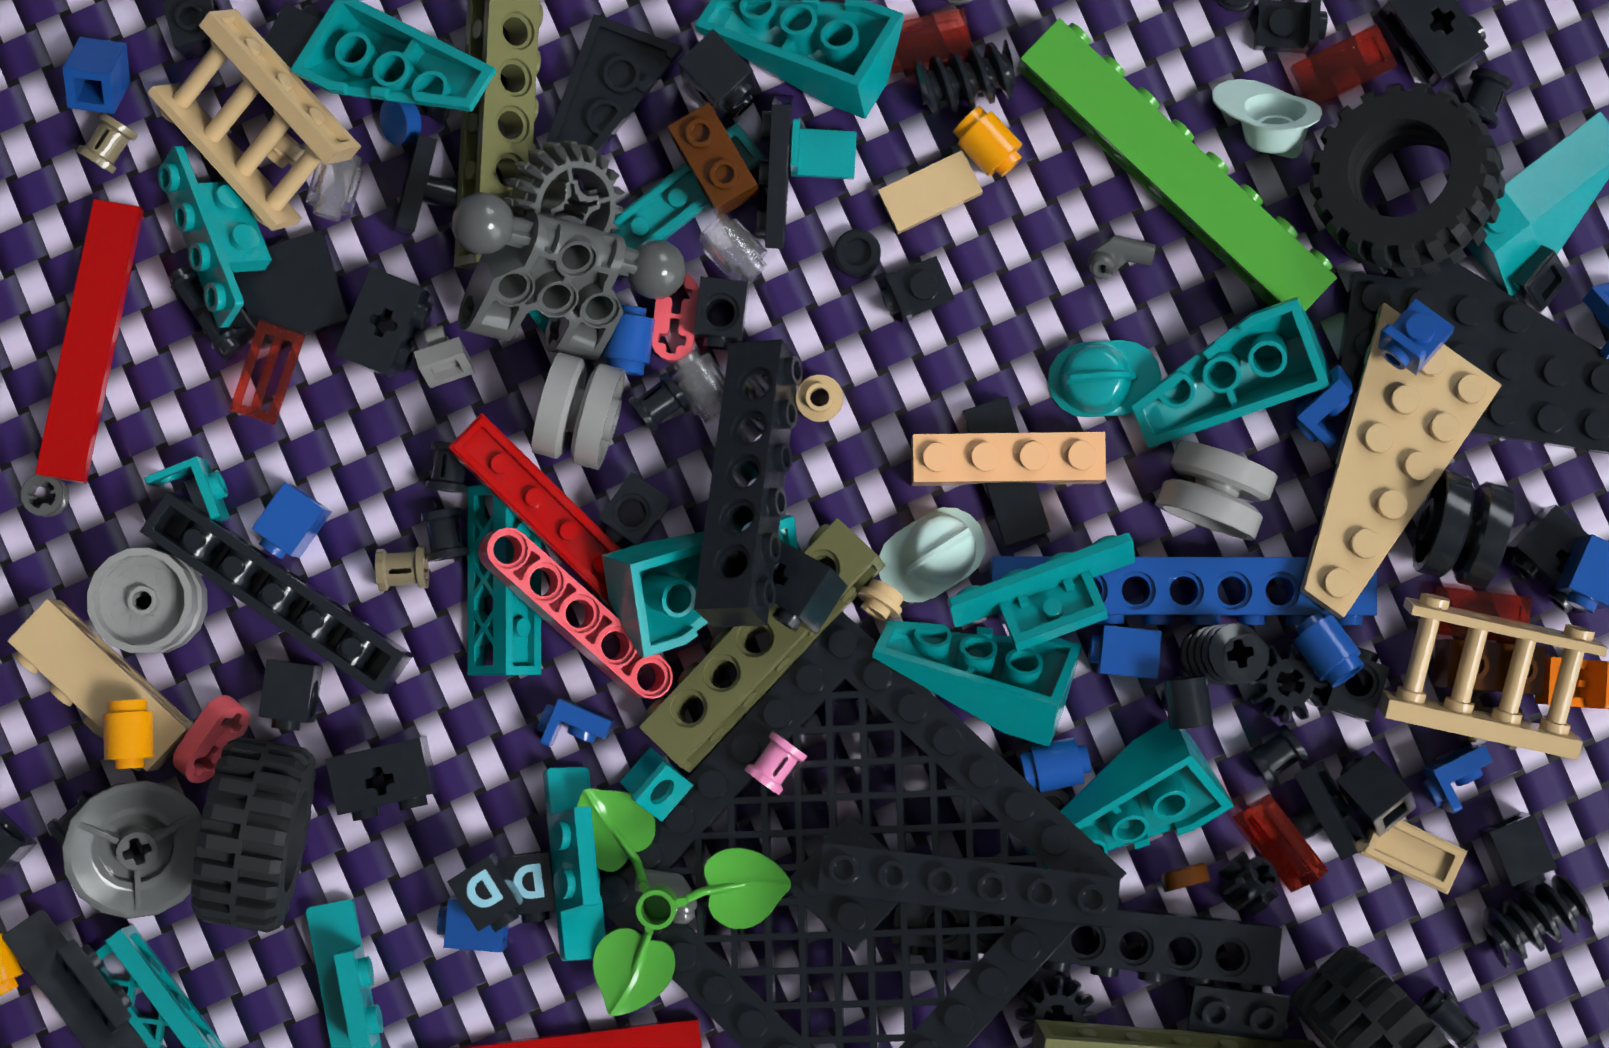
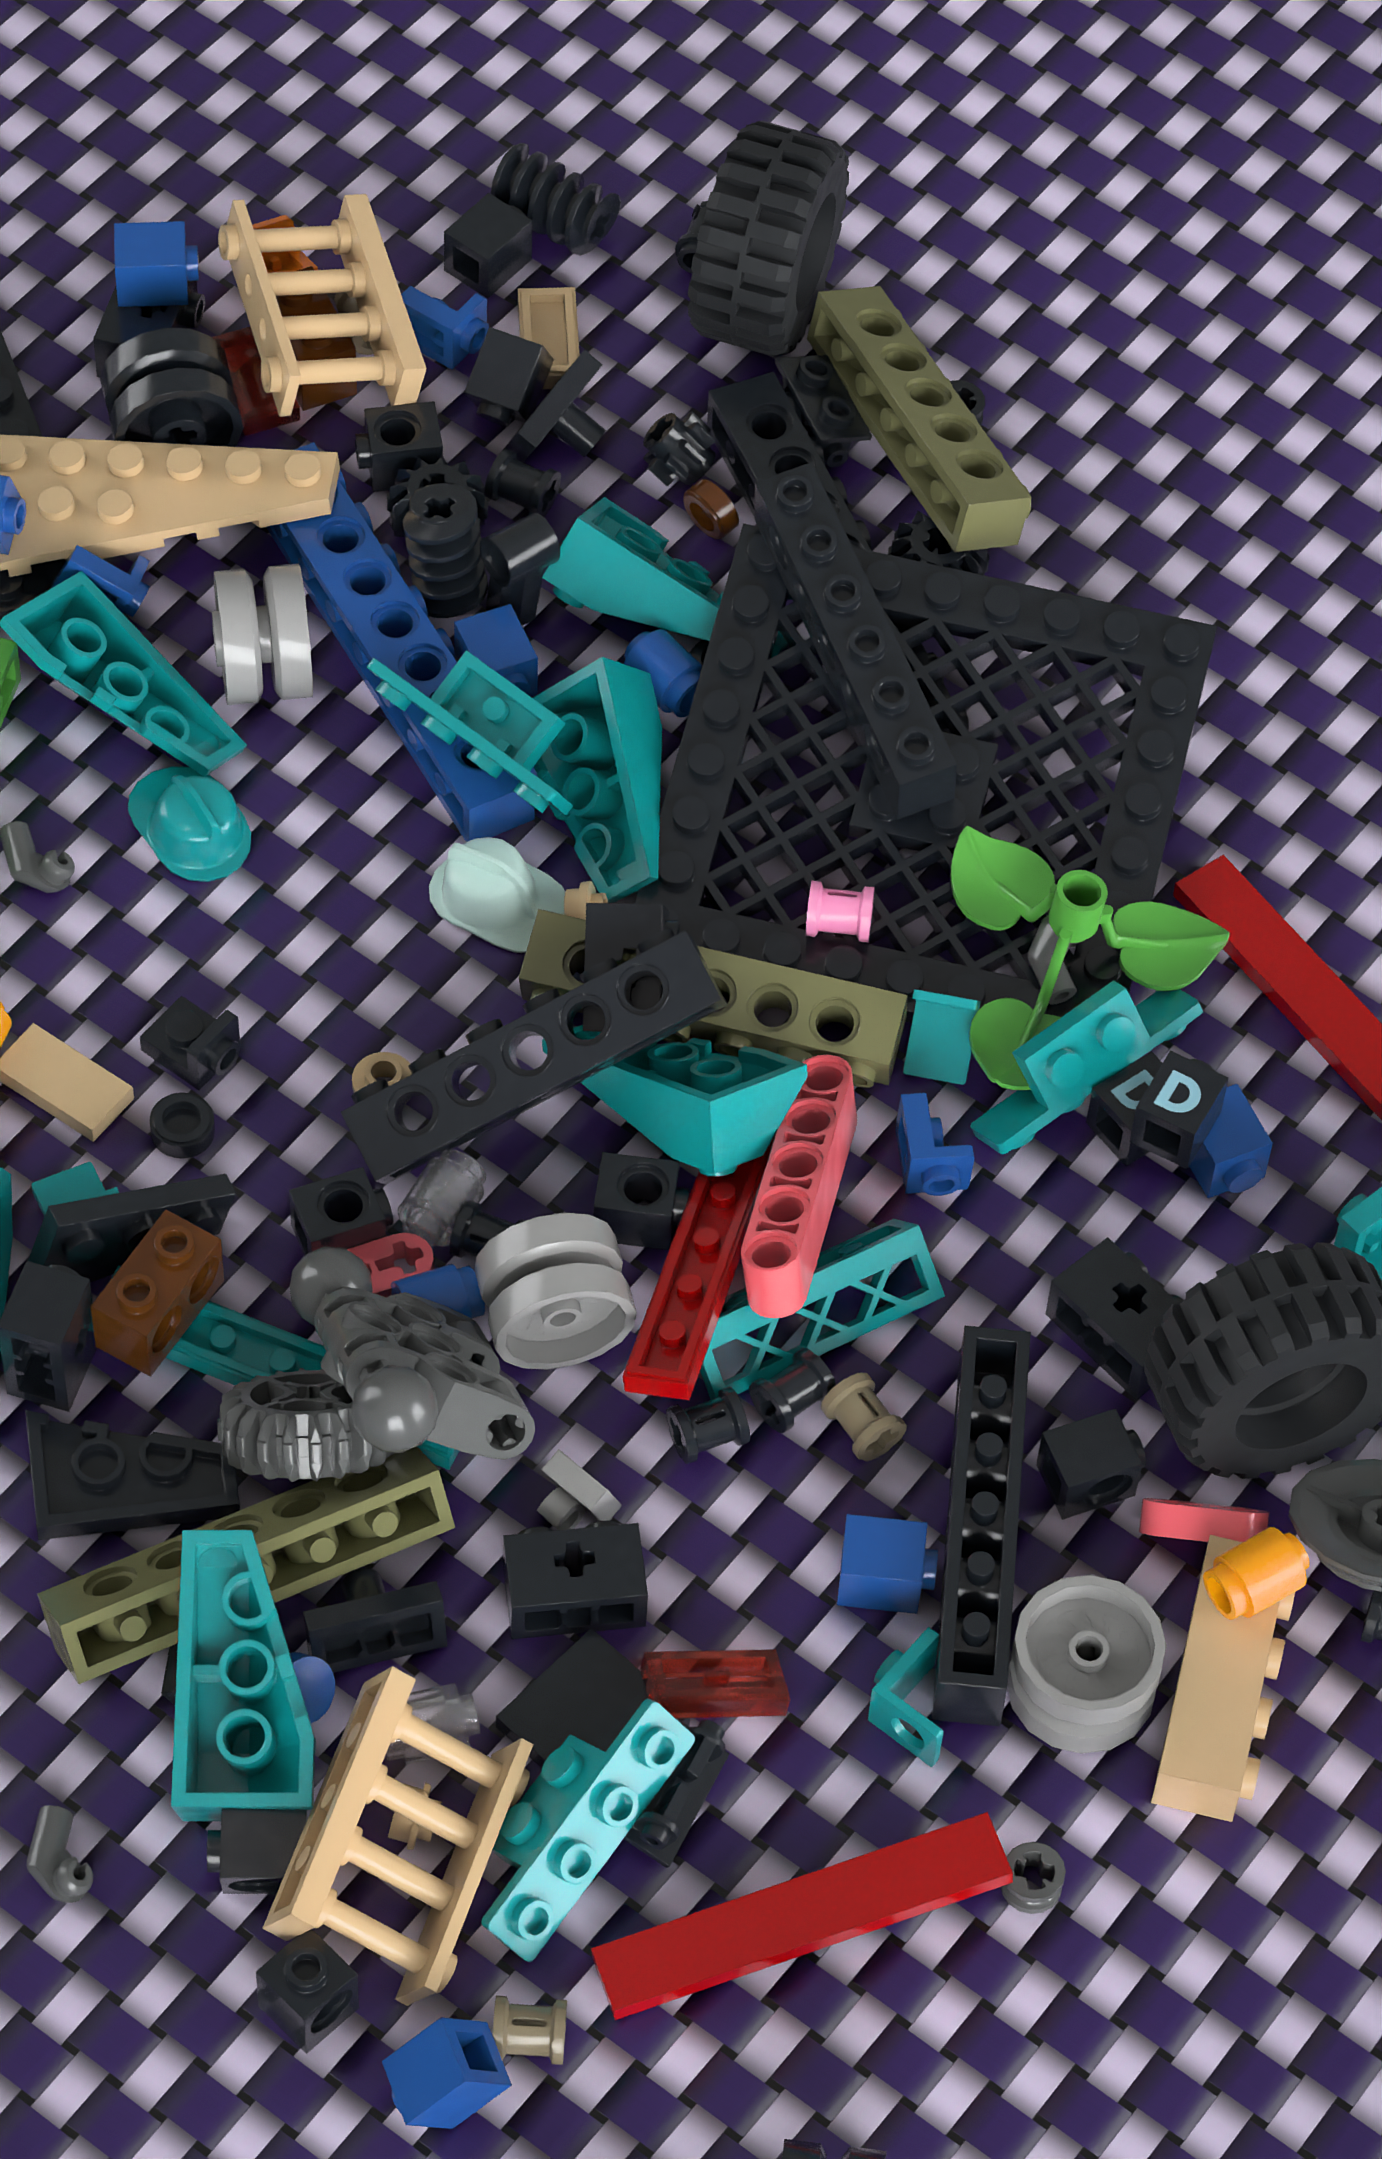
camera: 125 degrees left, 30 degrees down
(733, 249) = (255, 1242): clear brick -> none
(1008, 458) = (372, 892): light nougat arch -> none
(1014, 504) = (357, 865): black tile -> none
(1280, 843) = (616, 441): clear red tile -> none
(1328, 649) = (381, 456): blue brick -> none

